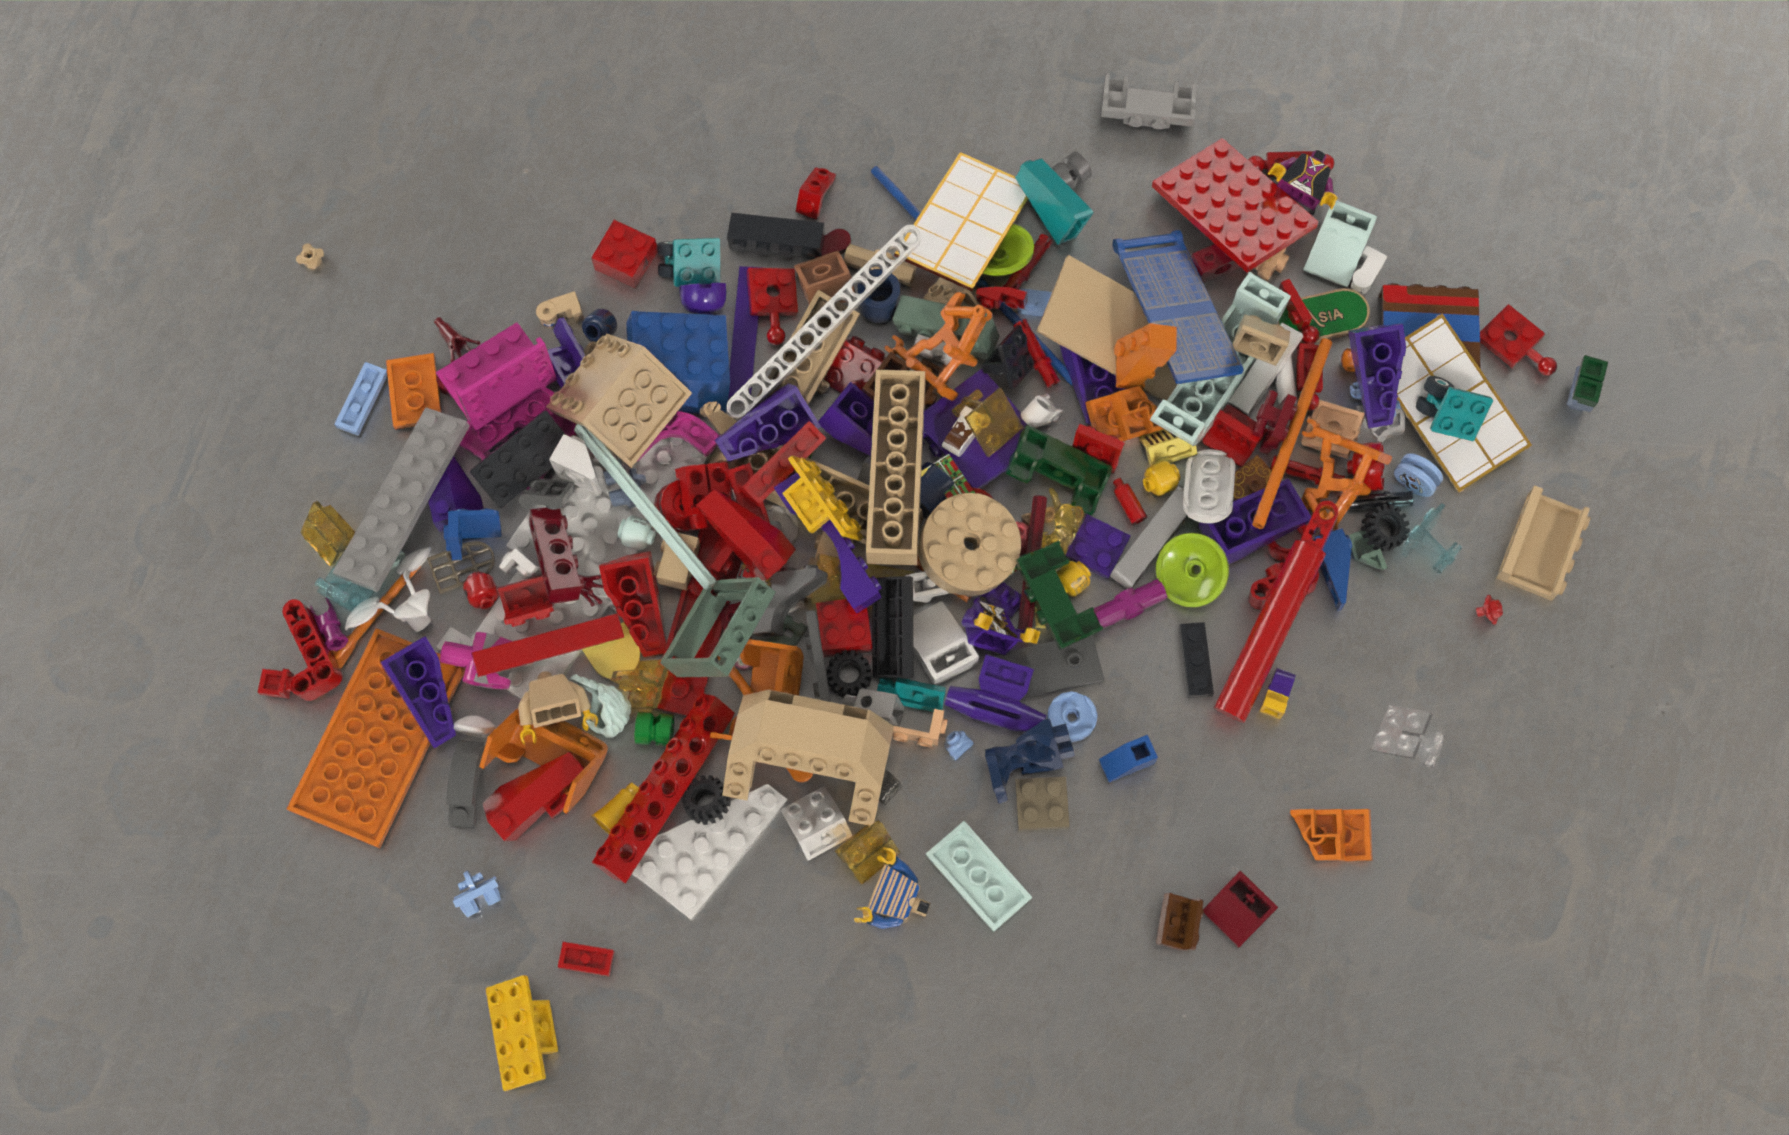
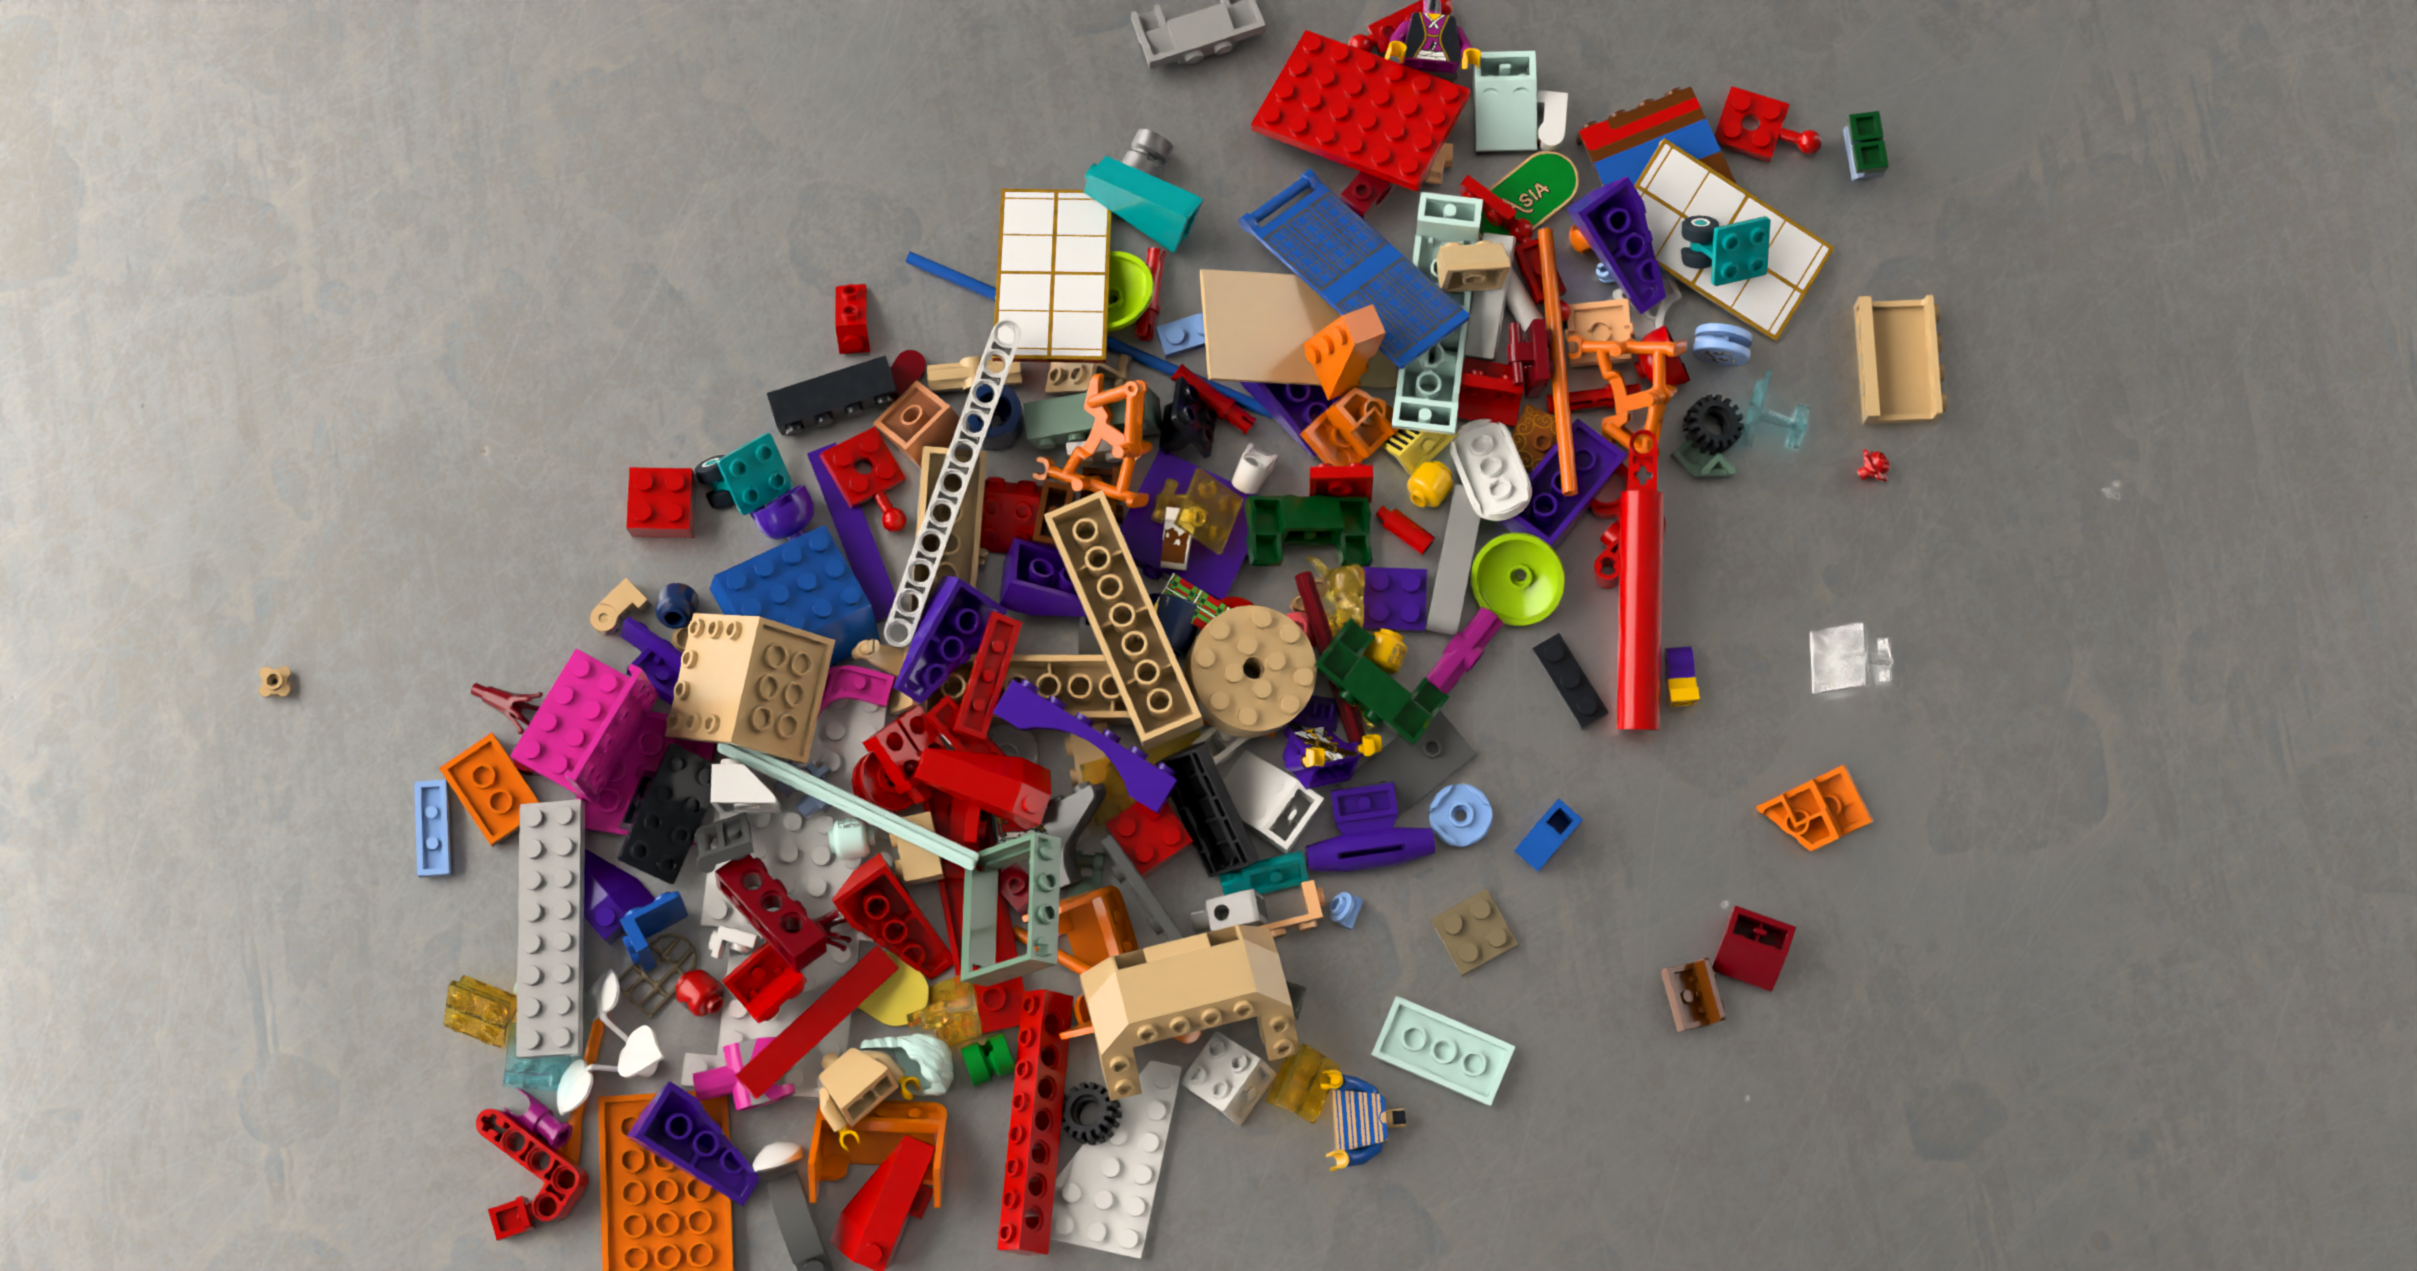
camera: 25 degrees left, 5 degrees up
(614, 809) = (990, 1176): yellow plant -> none
(815, 502) = (1052, 707): yellow bracket -> none
(843, 660) = (1187, 868): black tyre -> none
(993, 297) = (1130, 355): red slope -> none
(1035, 751) = (1441, 875): dark blue hips -> none
(1336, 566) = (1679, 496): blue slope -> none
(1372, 501) = (1716, 379): black pin -> none

